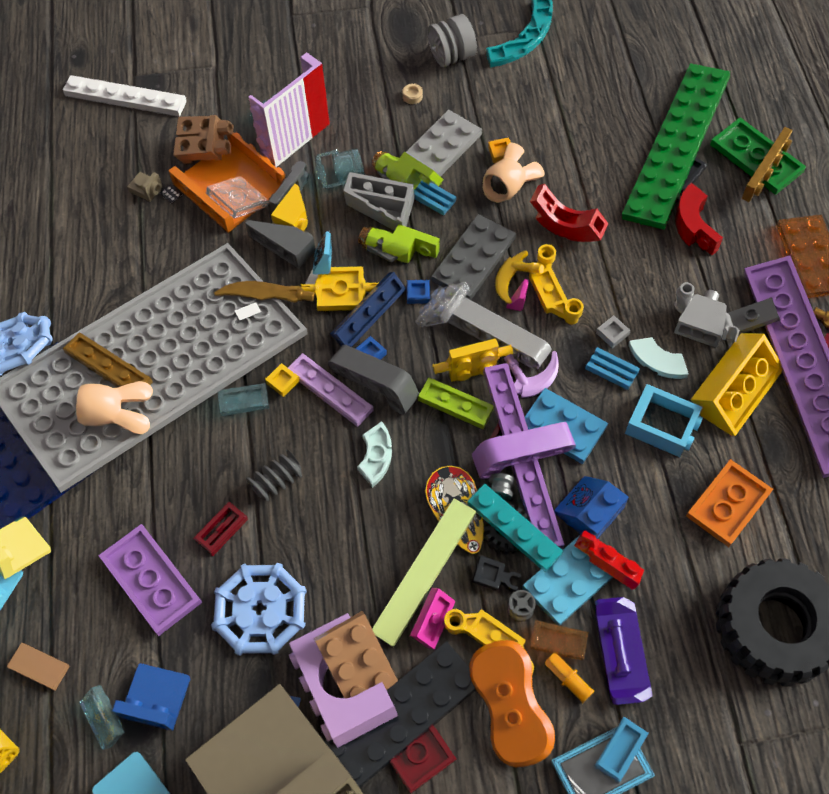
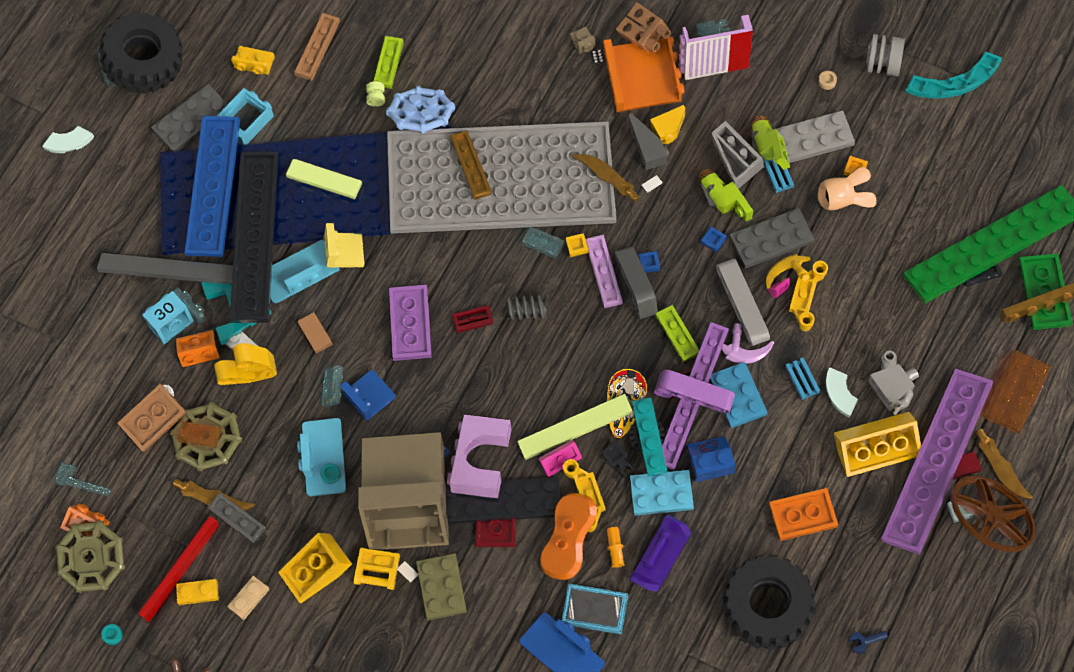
camera: 40 degrees right, 5 degrees up
(102, 406) = (448, 191): light nougat piece -> none
(237, 197) = (637, 90): clear plate -> none
(247, 311) = (586, 182): white sticker -> none
(248, 620) = (459, 373): light blue plate -> none
(297, 176) = (689, 101): dark grey hinge -> none
(323, 255) = (665, 173): medium azure slope -> none
(340, 288) = (661, 203): yellow plate -> none
(343, 163) = (732, 110): clear light blue piece -> none
(355, 656) = (496, 447): medium nougat plate -> none
(368, 310) = (668, 232): dark blue tile -> none
(378, 454) = (603, 334): light aqua tile -> none
(442, 305) = (718, 260): clear plate -> none
(472, 359) = (707, 312): yellow plate -> none
(502, 485) = (663, 407): dark grey wheel -> none
(524, 601) = (619, 482): dark grey wheel -> none
(559, 640) = (626, 522): clear orange plate -> none
(566, 222) = (855, 252): red arch -> none
(610, 560) = (694, 497): red hinge -> none
(613, 331) = (823, 353): light grey plate -> none
(621, 749) = (612, 605): dark azure tile -> none
(659, 438) = (795, 418): medium azure window -> none
(690, 224) = (952, 300): red arch -> none
(754, 316) = (929, 406): dark grey plate -> none

